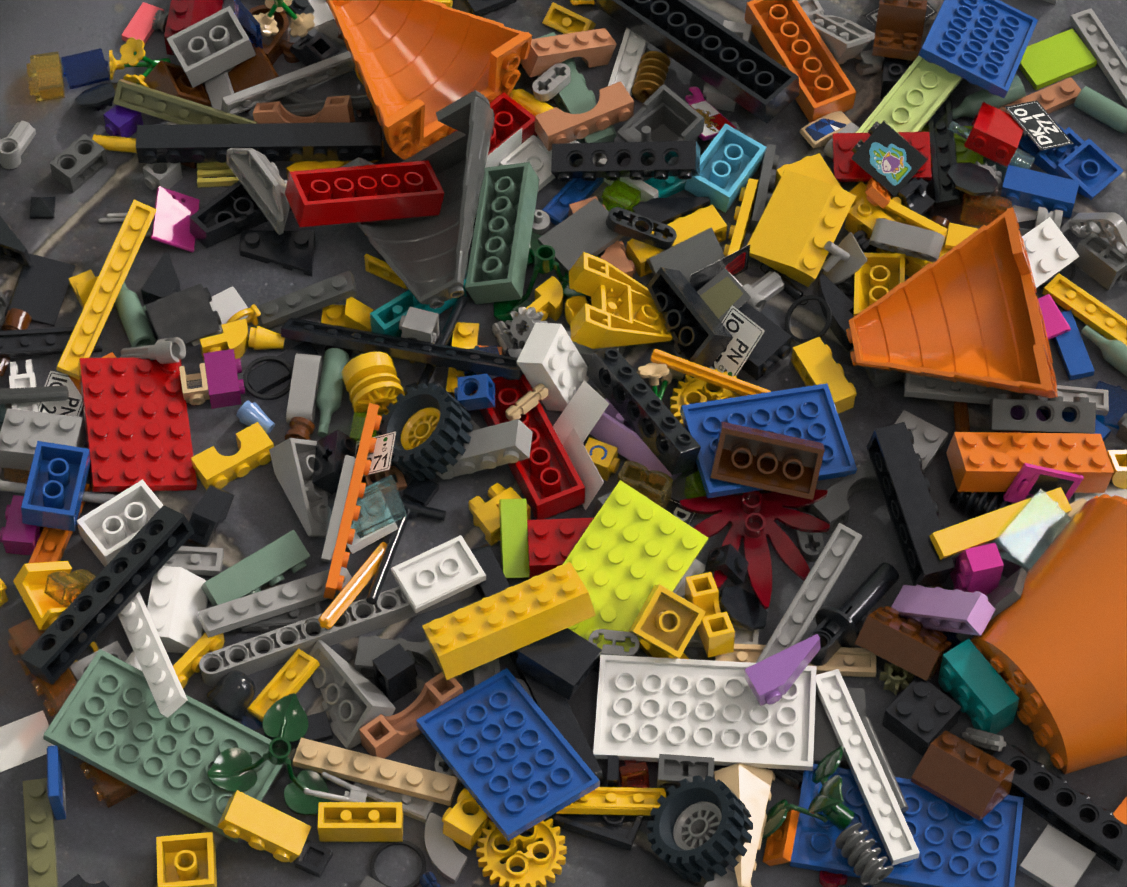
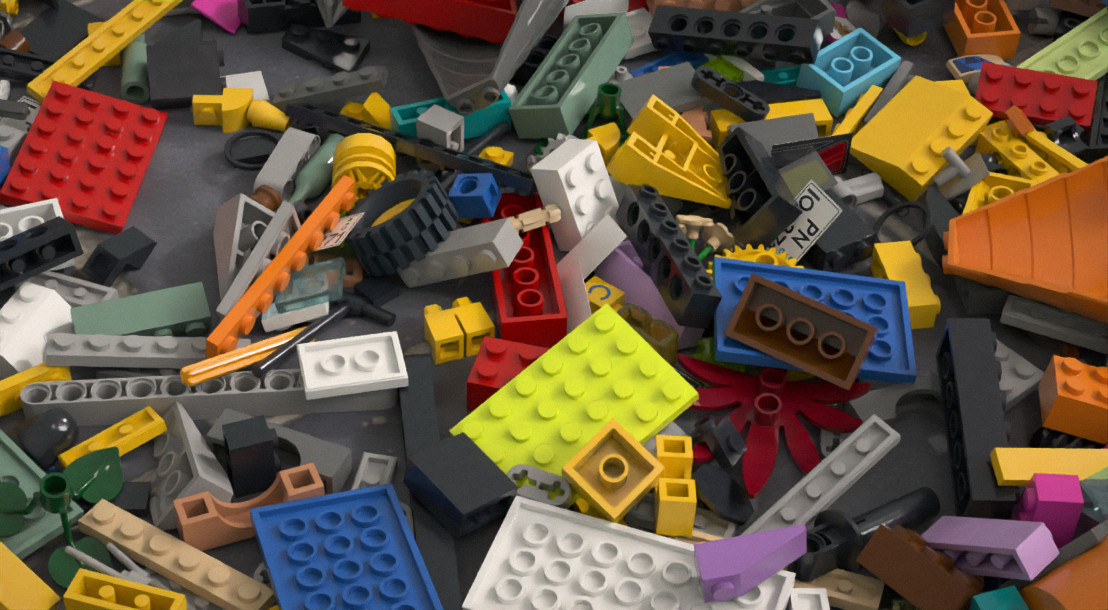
camera: 15 degrees right, 15 degrees down
(164, 351) = (147, 94): light grey piece -> none
(194, 386) = (169, 143): tan window -> none
(219, 470) = (167, 219): yellow arch -> none
(222, 378) = (203, 139): magenta brick -> none
(251, 413) = (219, 180): medium blue cone -> none
(252, 312) = (265, 85): yellow piece -> none
(383, 270) = (424, 82): yellow slope -> none
(508, 620) = (408, 420): yellow brick -> none
(514, 538) = (460, 353): lime tile -> none
(705, 374) = (751, 238): light orange axle -> none
(888, 157) = (1043, 87): black panel -> none
(906, 240) = (1036, 160): light grey beam -> none

